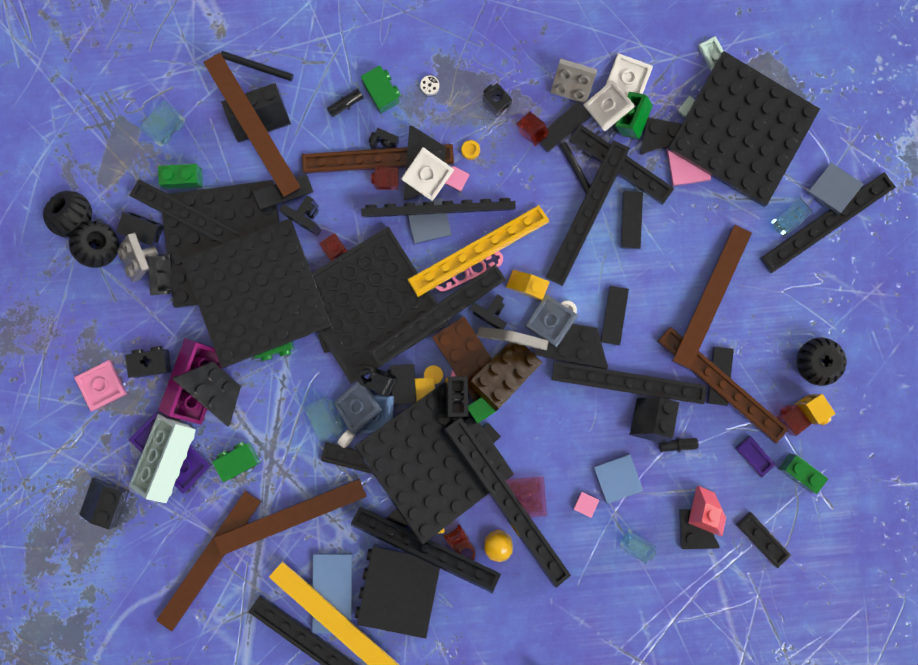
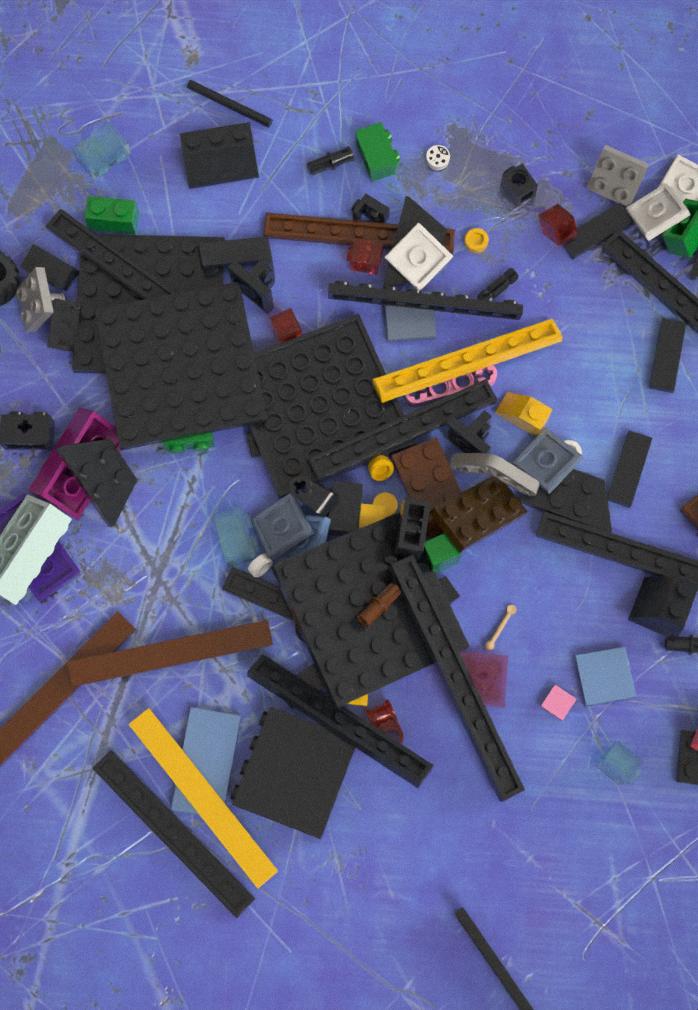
camera: 10 degrees right, 10 degrees down
(236, 462) = (114, 571): green brick -> none
(252, 124) = (213, 166): reddish brown tile -> none
(425, 347) = (380, 468): none -> yellow tile
(441, 460) = (379, 605): none -> reddish brown axle
(457, 179) = (454, 272): bright pink tile -> none
(493, 185) = (499, 284): none -> black axle
(498, 545) = (434, 737): yellow hair -> none
(528, 469) = (511, 610): none -> tan hinge
(575, 166) = (605, 281): black bar -> none
(587, 213) = (612, 337): black tile -> none

